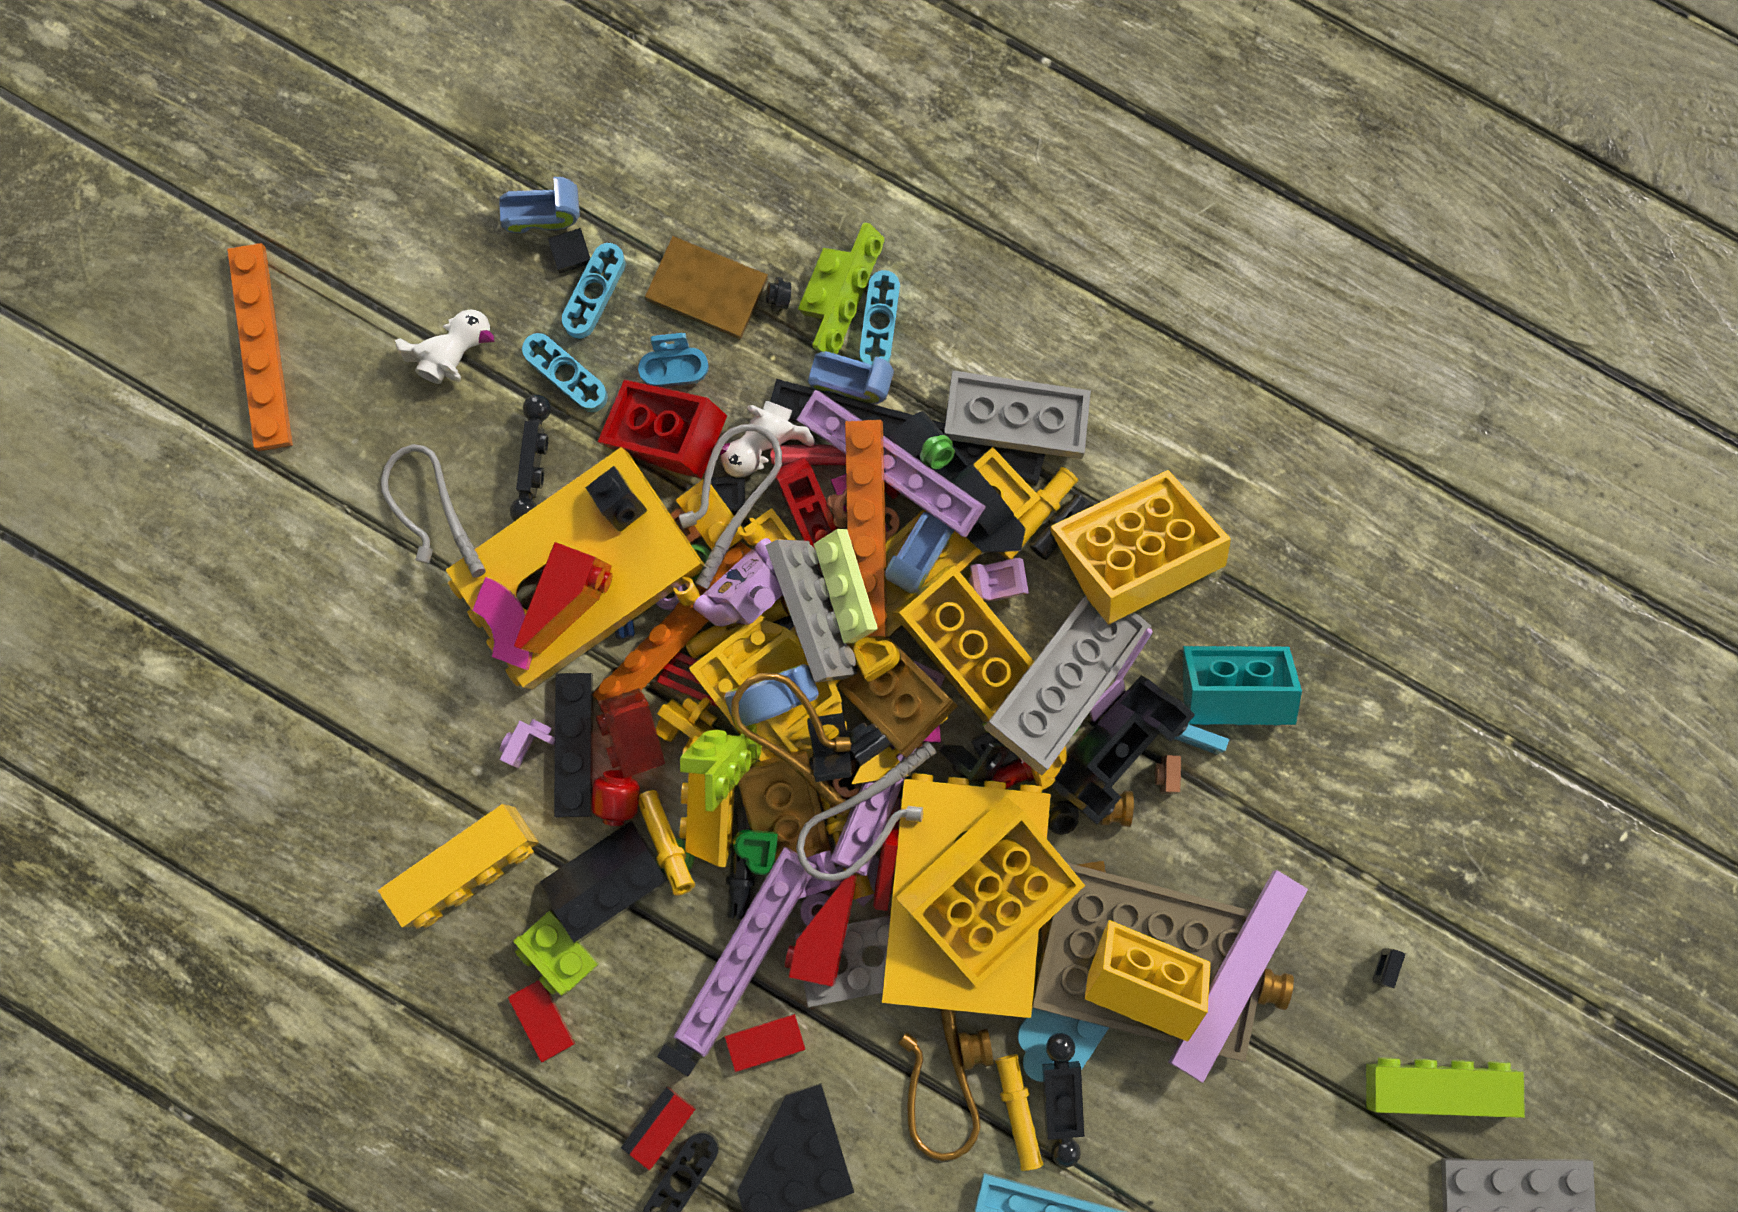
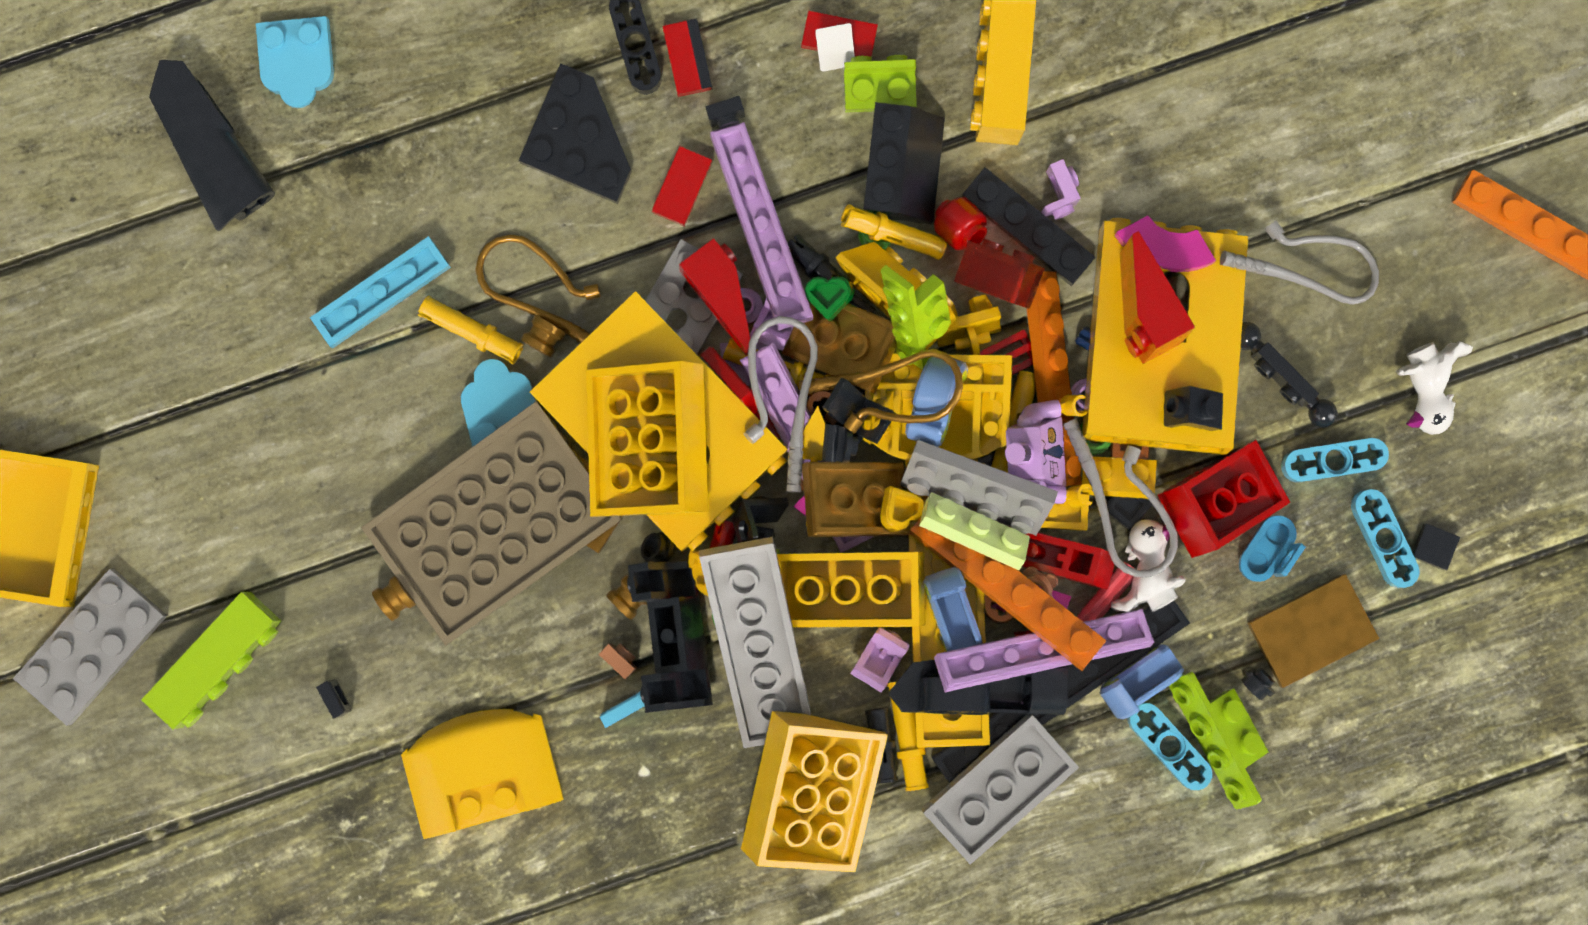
camera: 135 degrees right, 5 degrees up
(540, 208) = (1490, 550): medium blue animal -> none
(554, 1014) = (834, 46): none -> white sticker
(937, 451) = (1021, 693): bright green plate -> none
(1063, 1100) = (451, 369): black plate -> none
(1117, 689) = (717, 678): lavender piece -> none
(1149, 981) = (480, 504): yellow slope -> none
(1240, 974) = (426, 578): lavender tile -> none
(1241, 685) = (639, 776): teal slope -> none
(1340, 809) = (480, 770): none -> yellow slope

